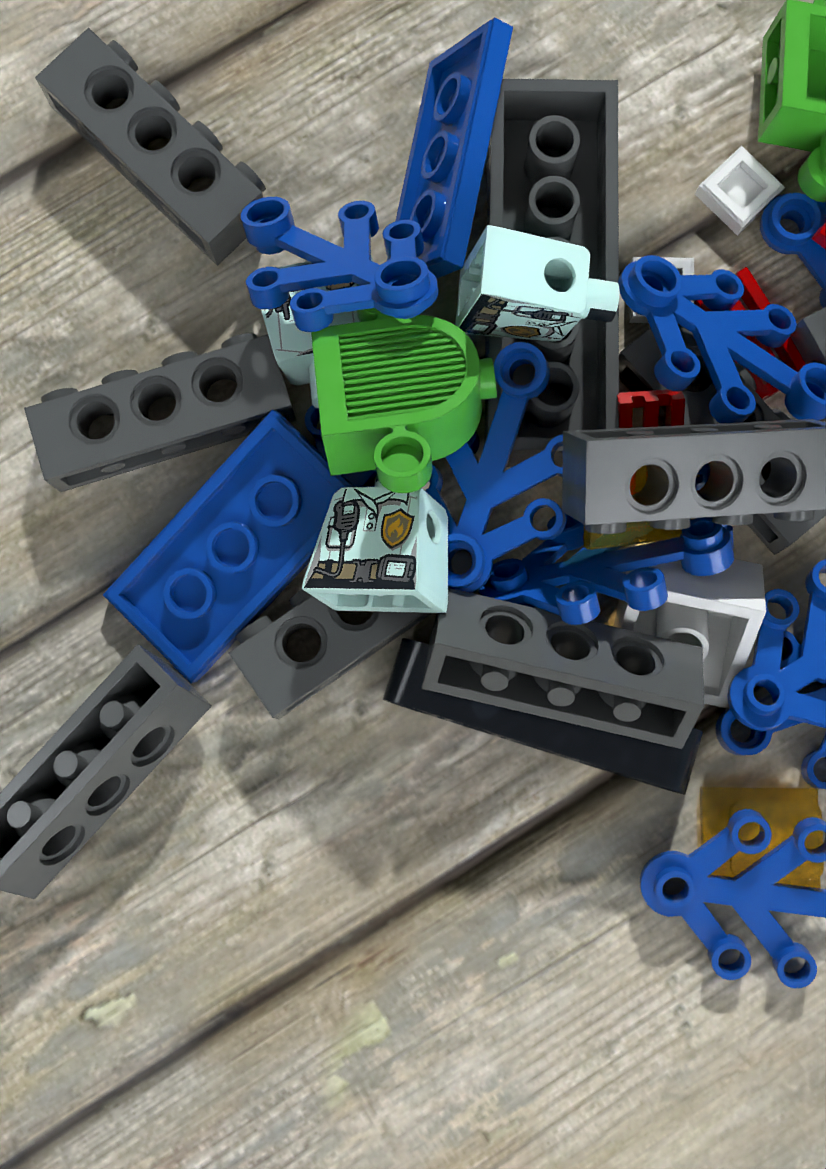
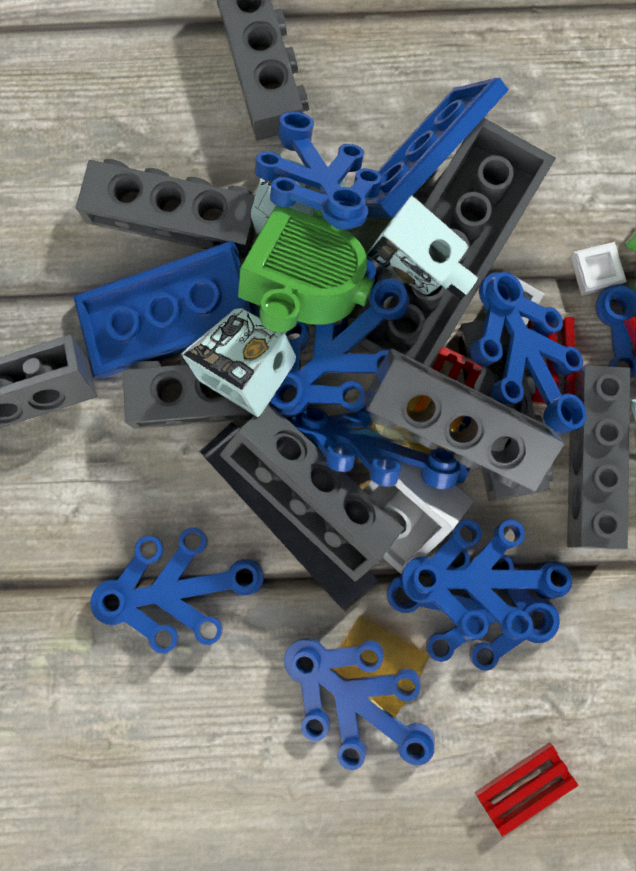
camera: 30 degrees right, 0 degrees up
(449, 900) = (168, 591): none -> blue plant

